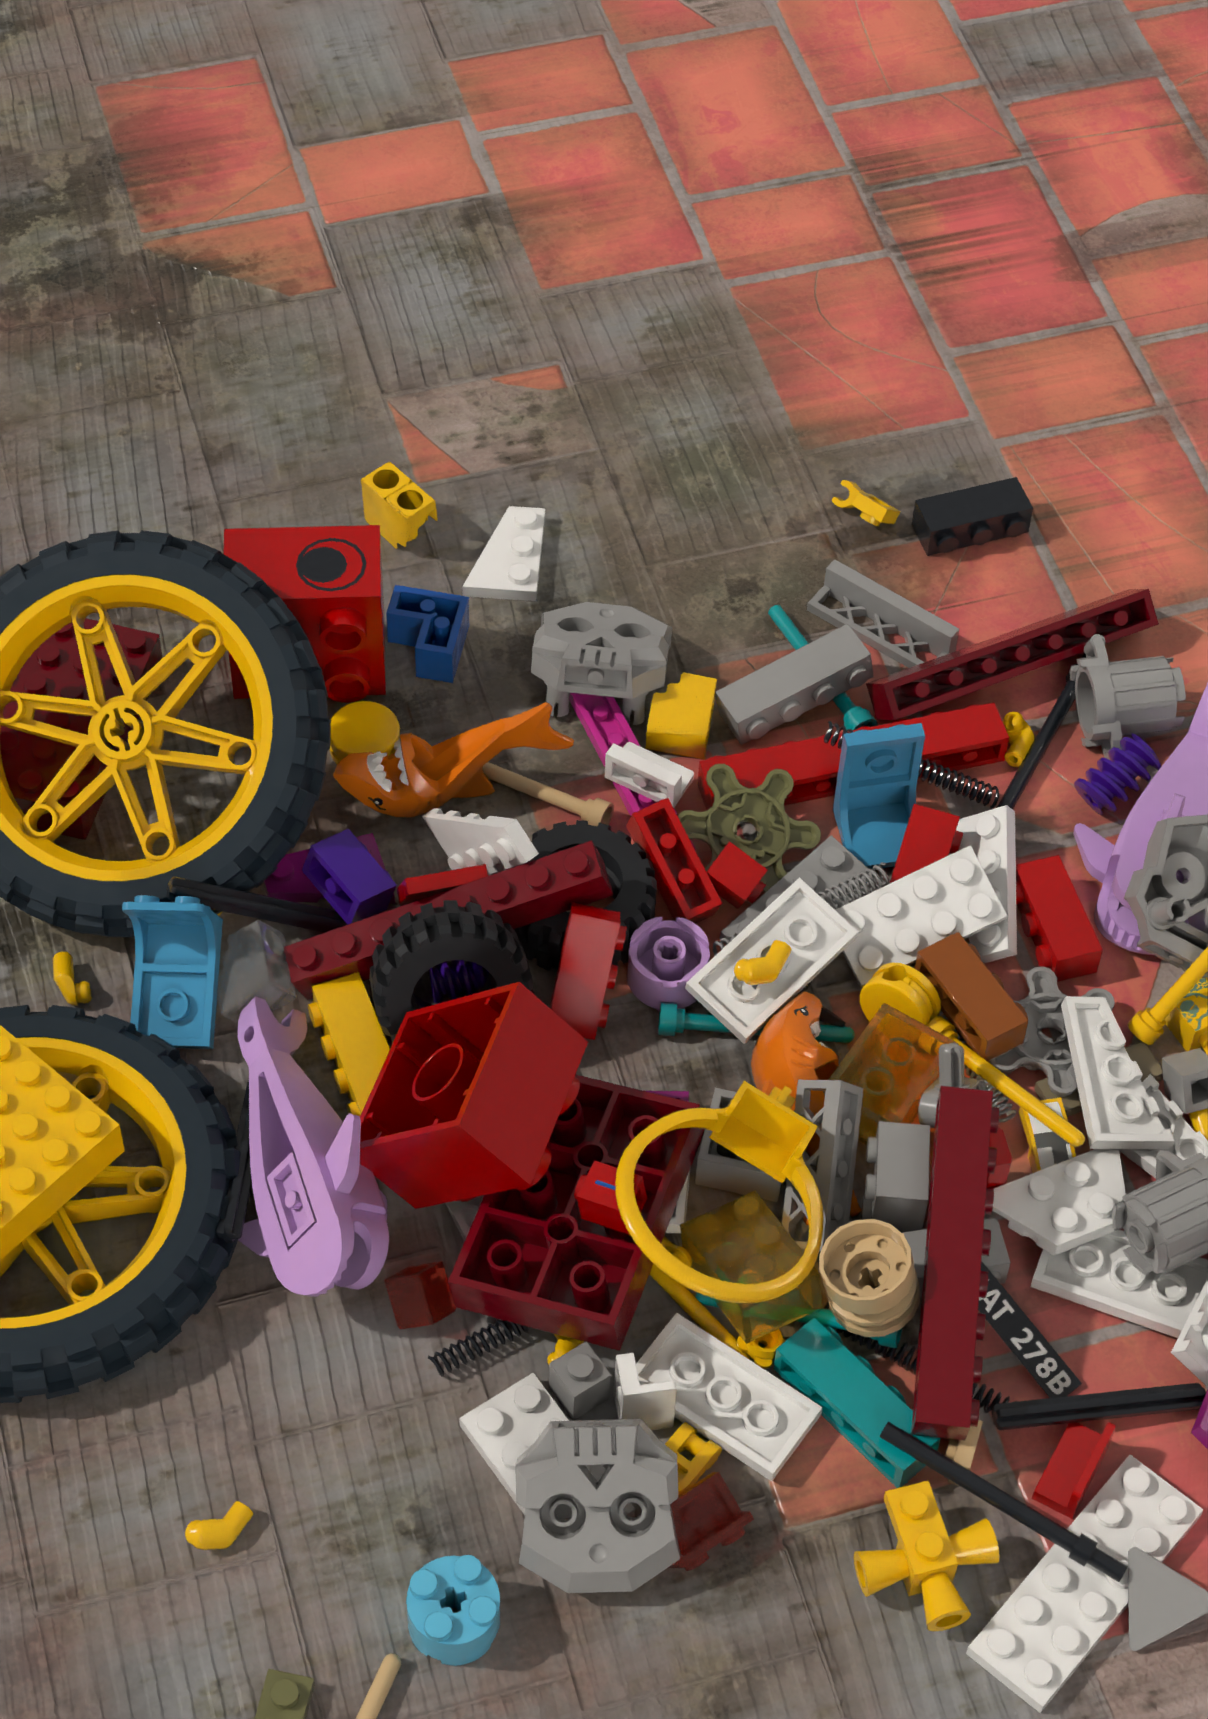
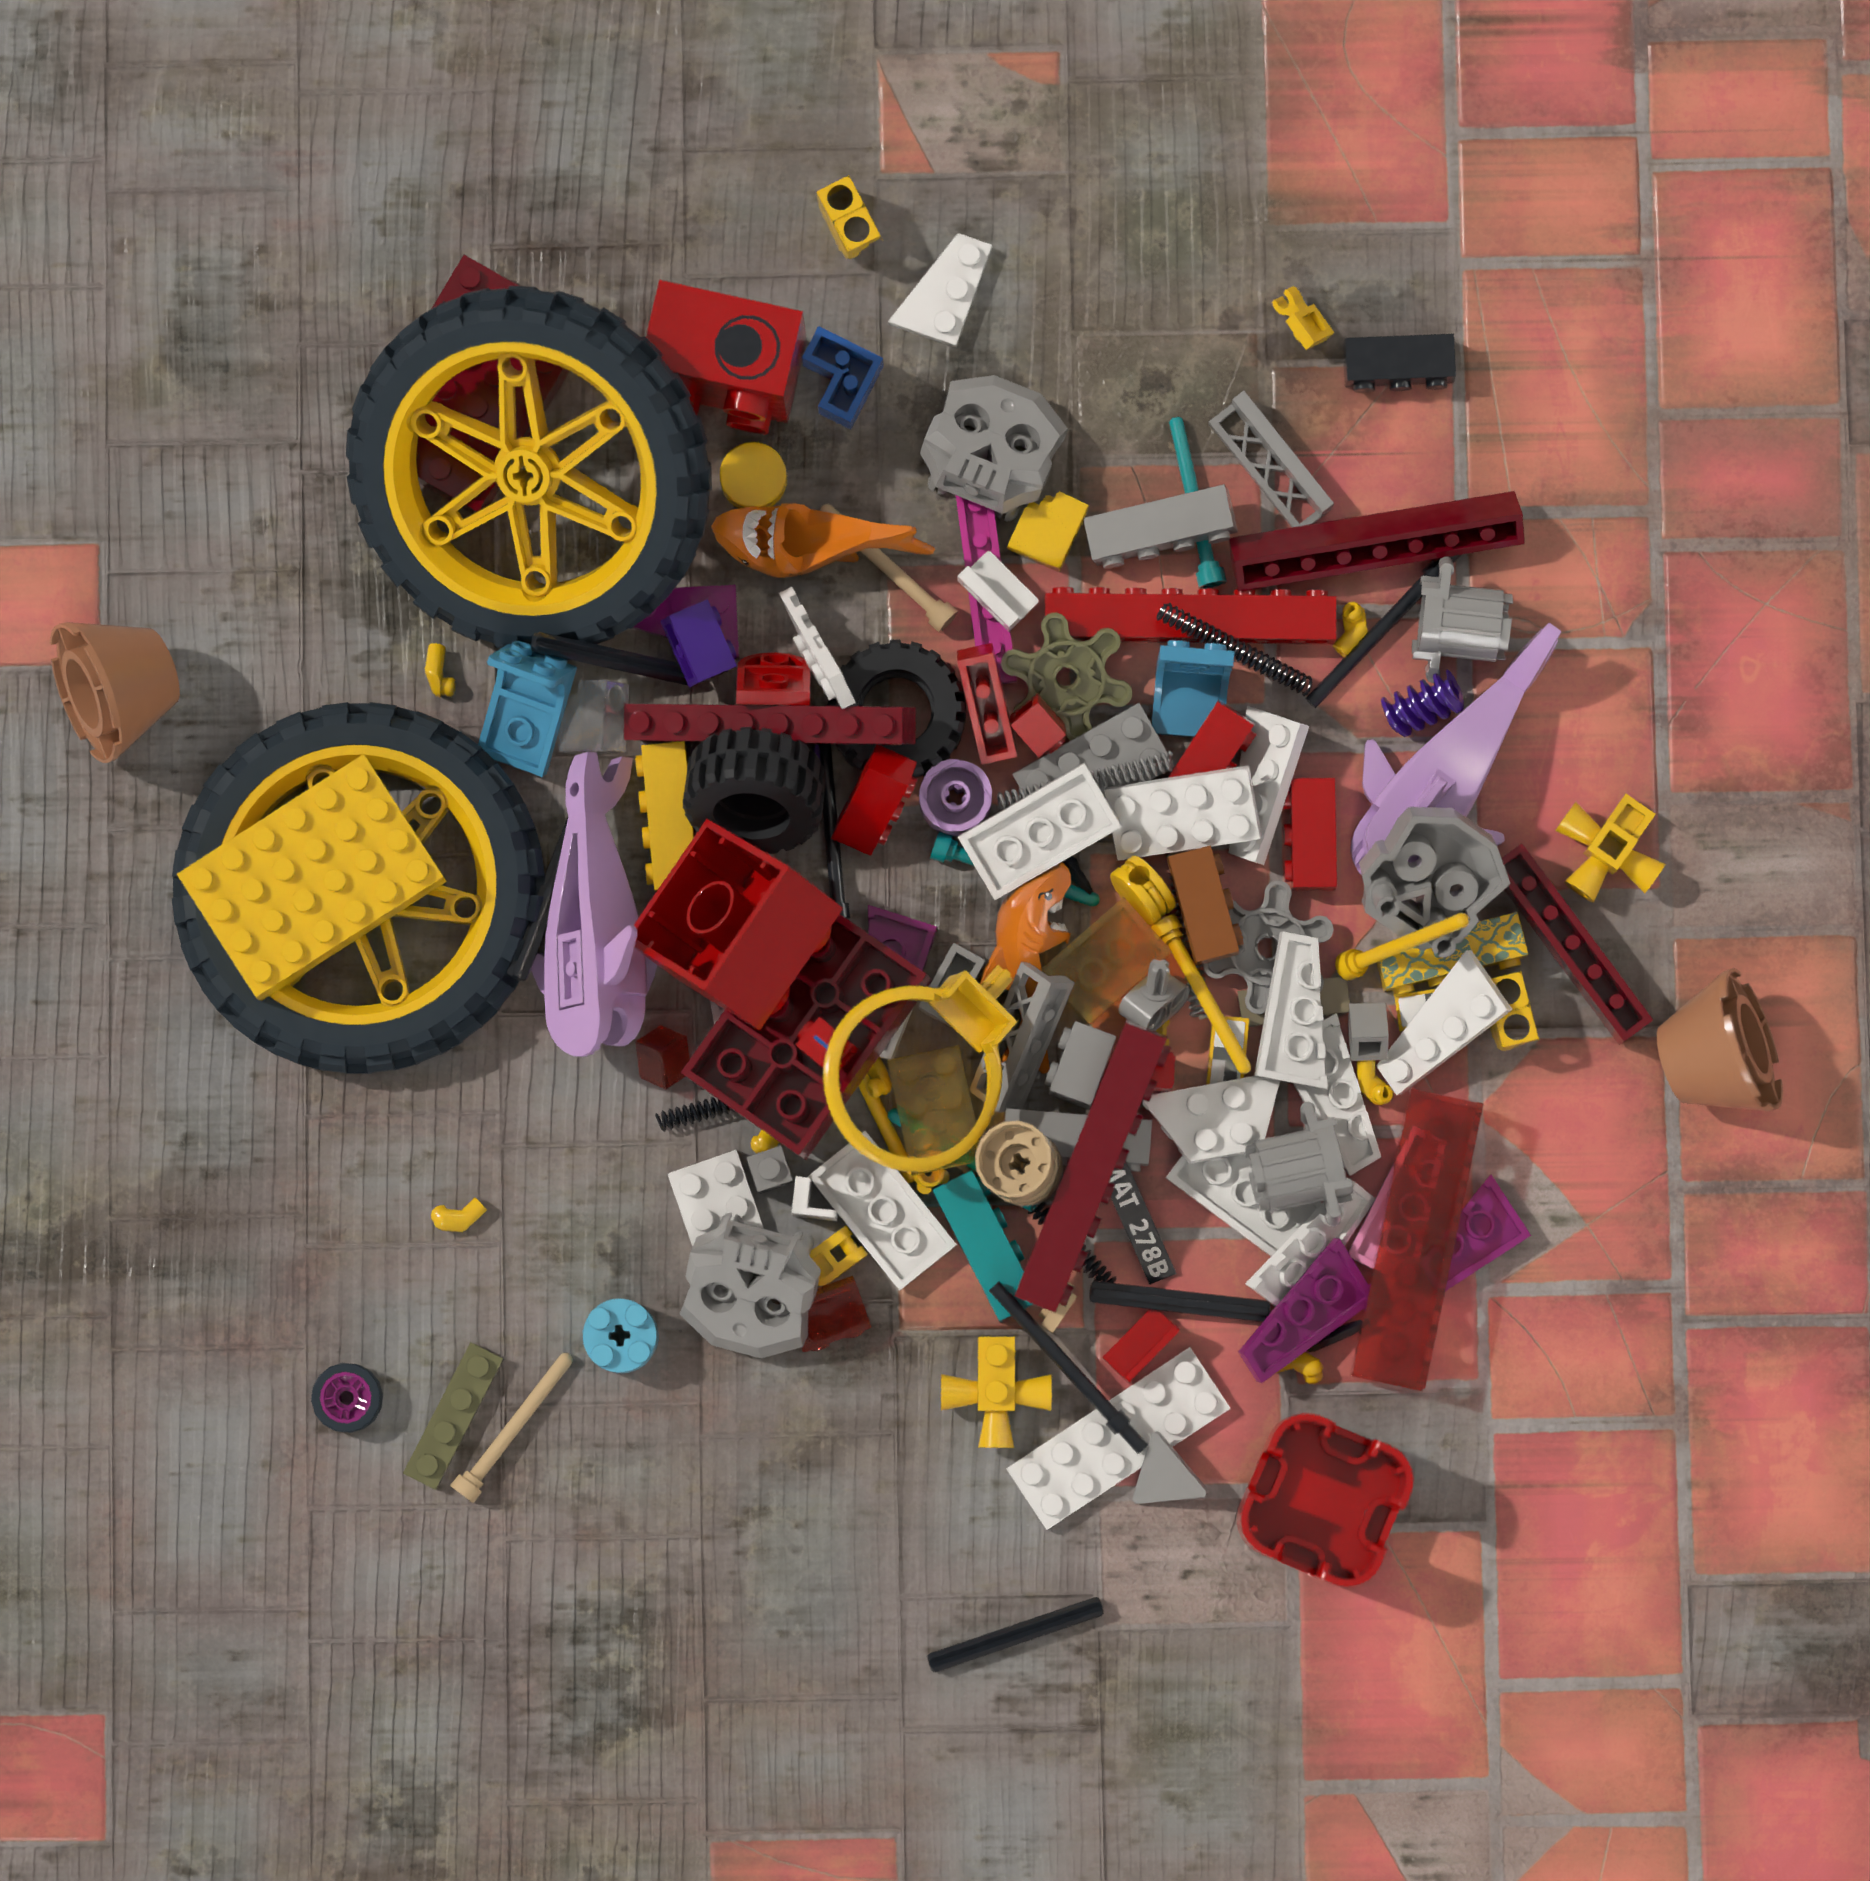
camera: 20 degrees right, 30 degrees up
(763, 969) = (1026, 846): yellow arm -> none

